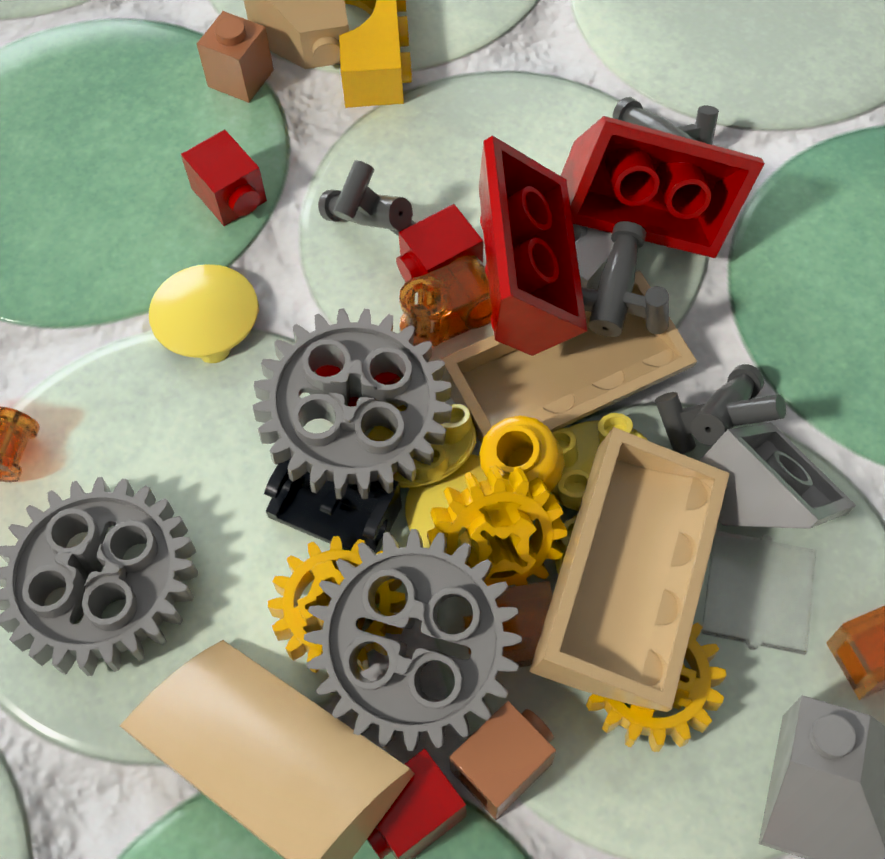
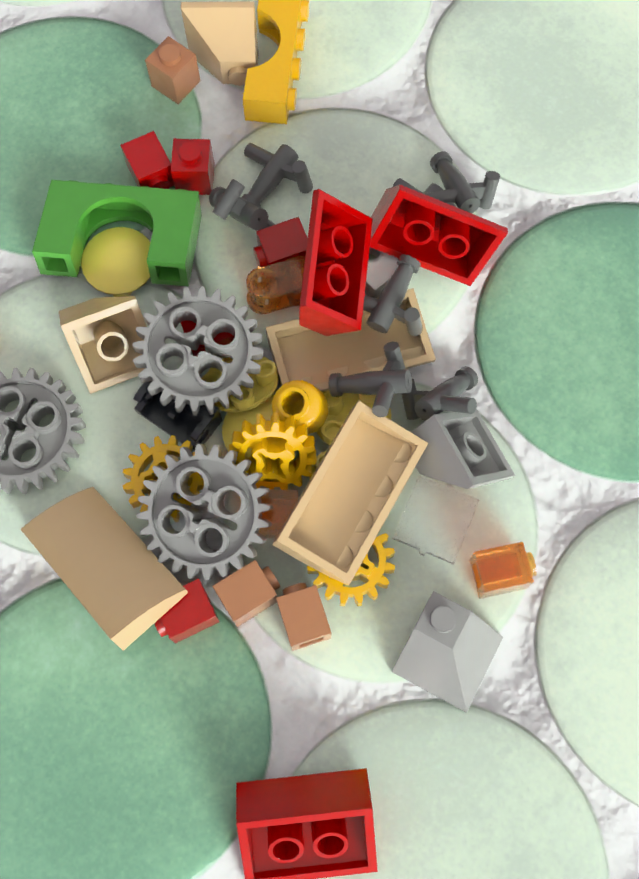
camera: 10 degrees right, 10 degrees up
(136, 248) = (80, 208): none -> bright green arch
(205, 418) = (102, 339): none -> tan slope
(287, 168) = (193, 165): none -> red brick
(406, 154) = (277, 166): none -> dark grey piece
(602, 779) = (303, 616): none -> nougat brick
(641, 399) = (383, 384): none -> dark grey piece

